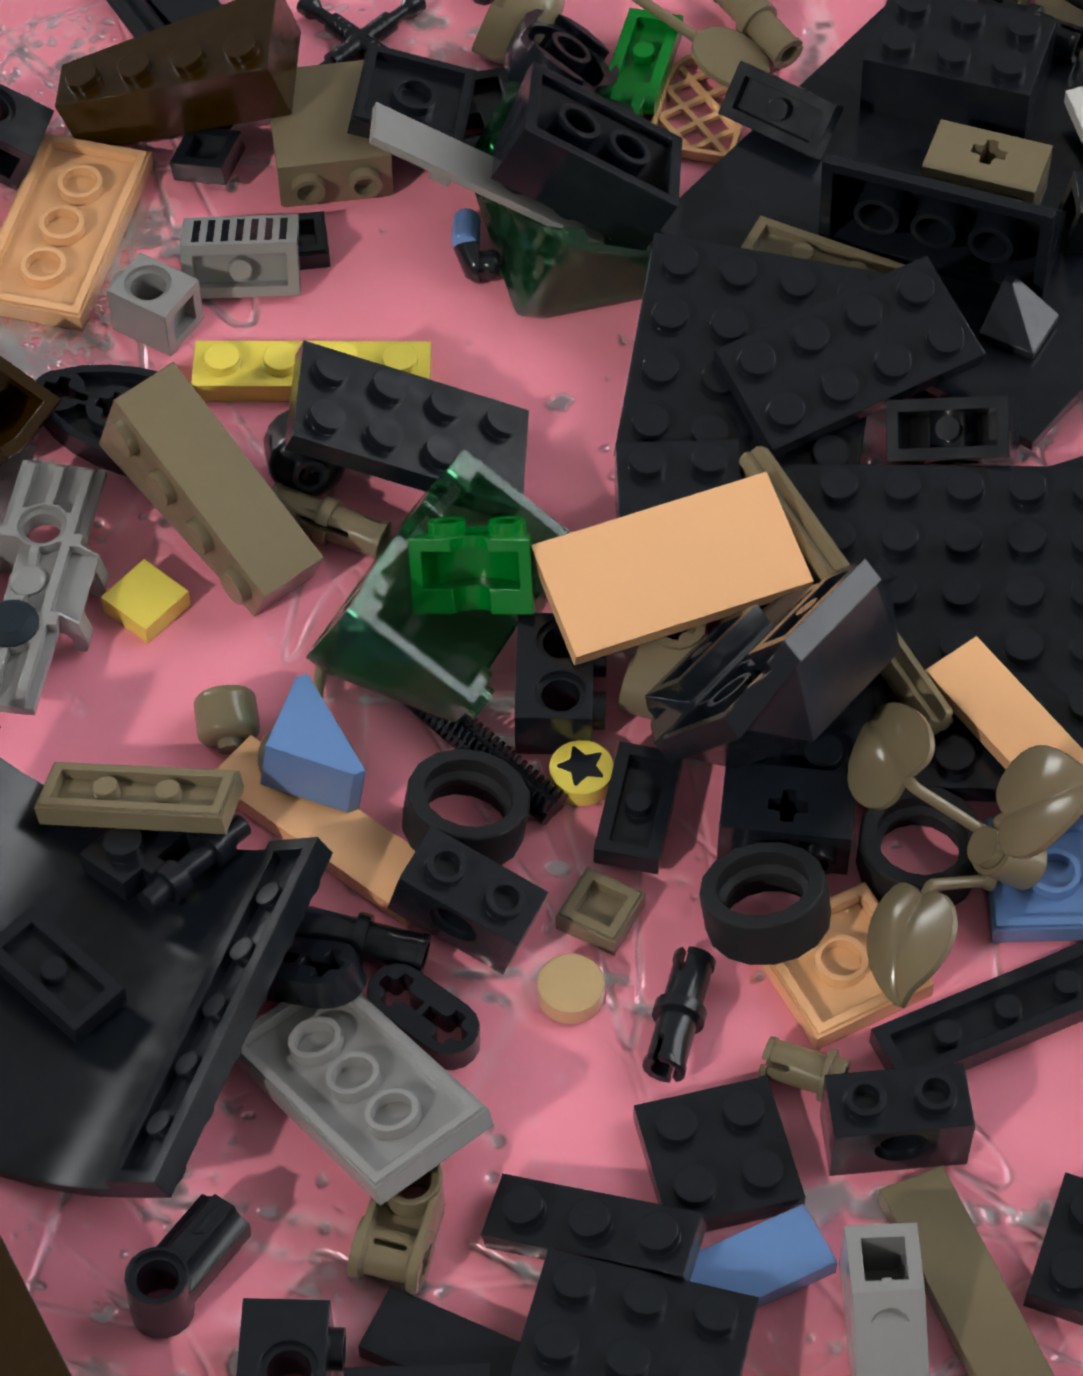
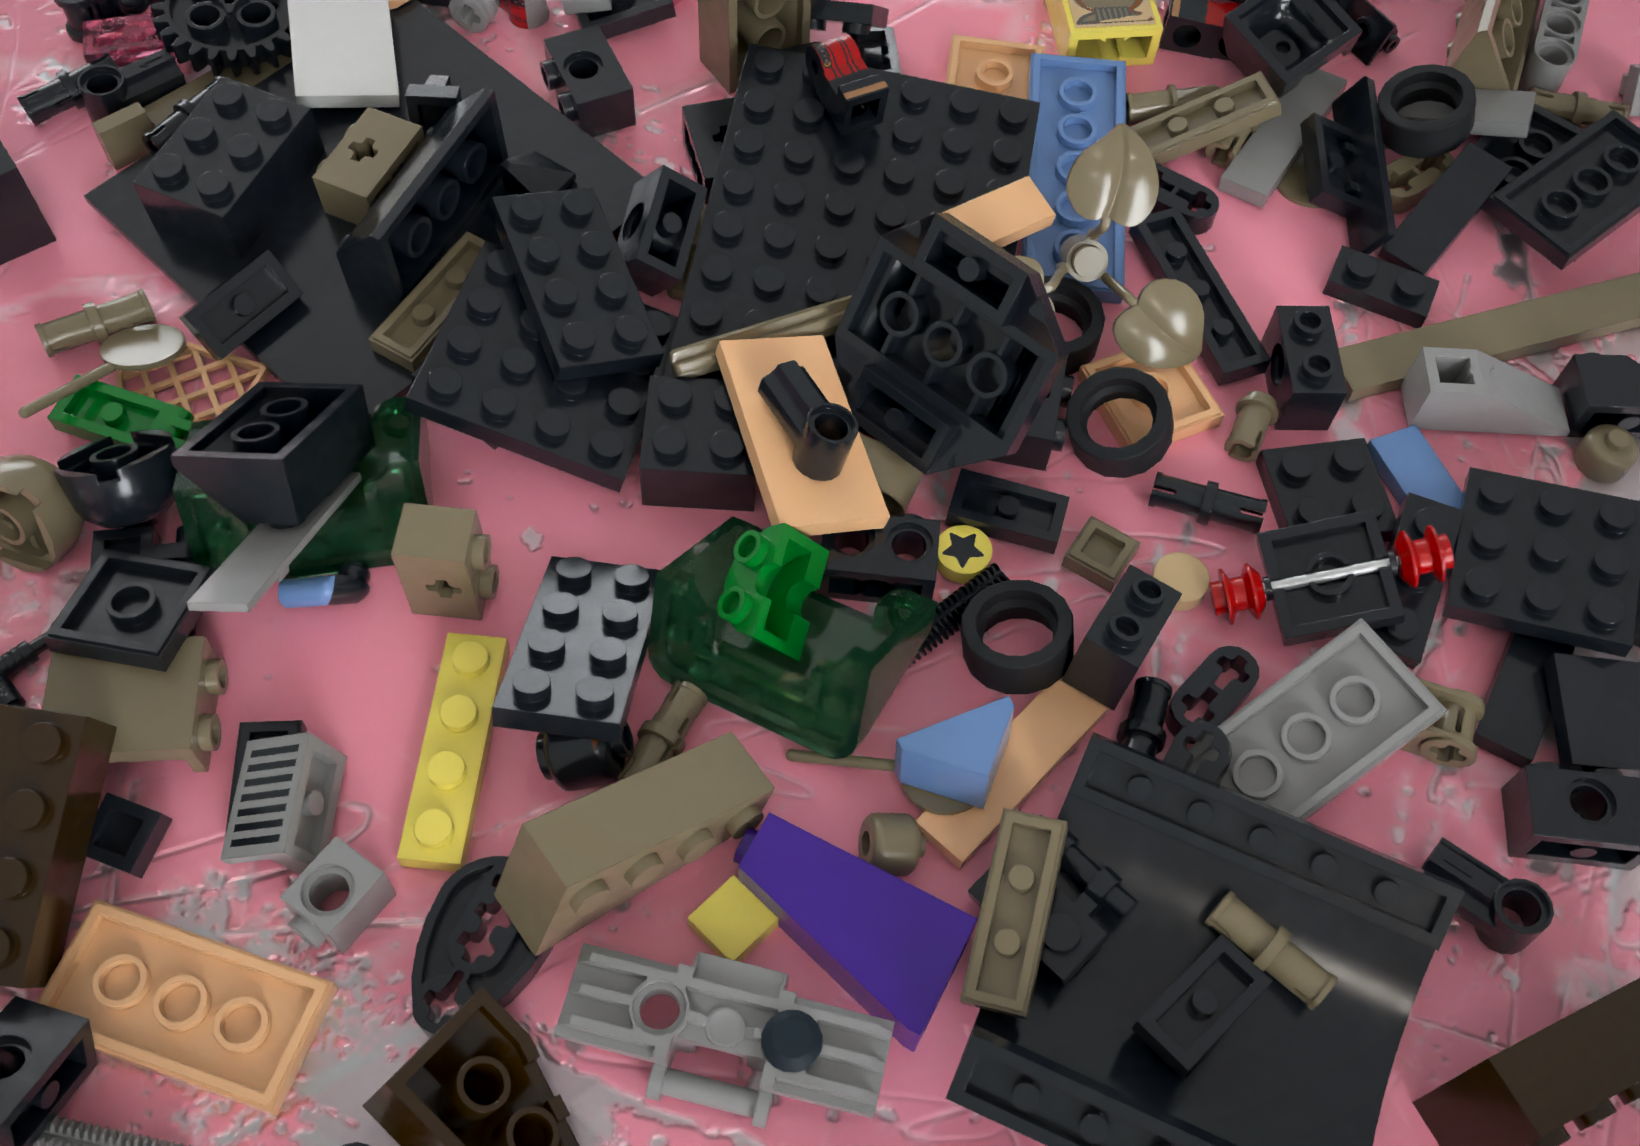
camera: 90 degrees left, 5 degrees up
(110, 1034) = (1272, 950): none -> dark tan pin
(139, 683) = (857, 922): none -> dark purple slope
(488, 309) = (444, 561): none -> dark tan brick
(568, 1115) = (1331, 576): none -> black plate
(663, 547) = (818, 428): none -> black piece

